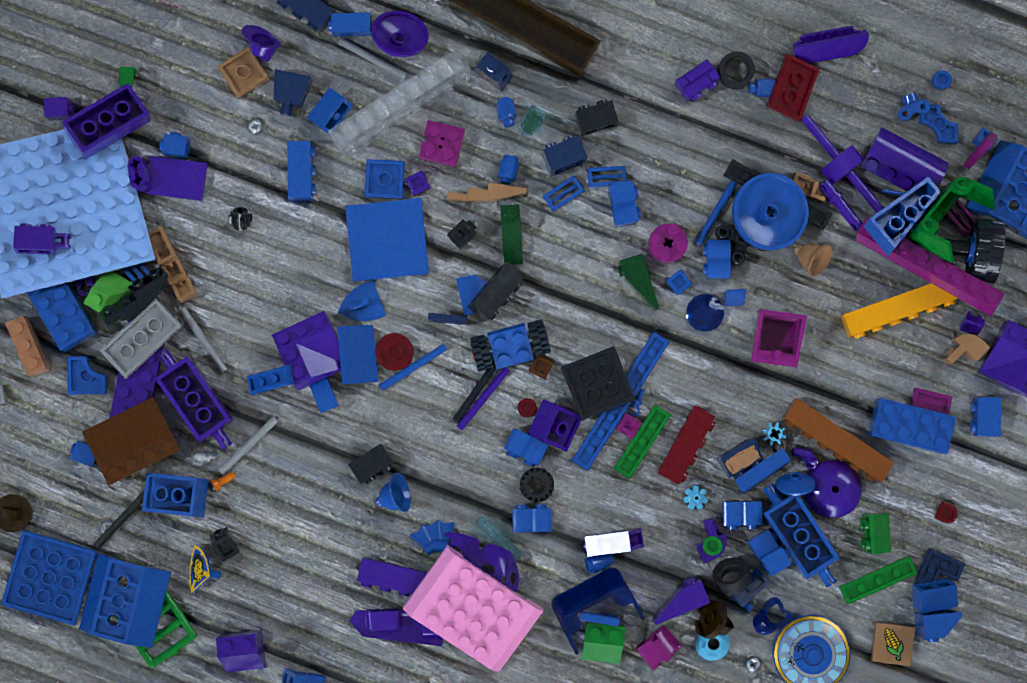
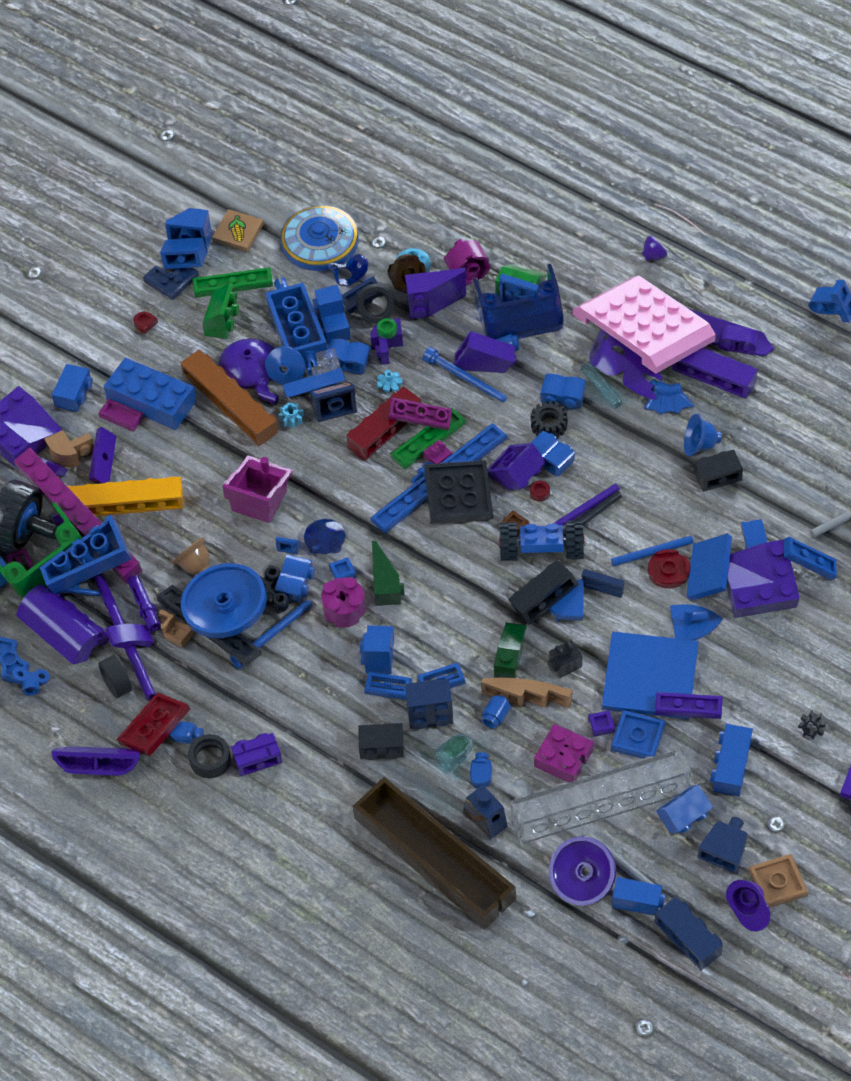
camera: 165 degrees left, 30 degrees down
(347, 213) = (688, 705): none -> dark purple tile
(661, 532) = (432, 356): none -> blue piece
(666, 455) = (408, 411): none -> magenta tile
(756, 488) = (326, 361): none -> clear bracket
(840, 120) = (115, 676): none -> black tyre
(930, 346) = (102, 456): none -> dark purple tile

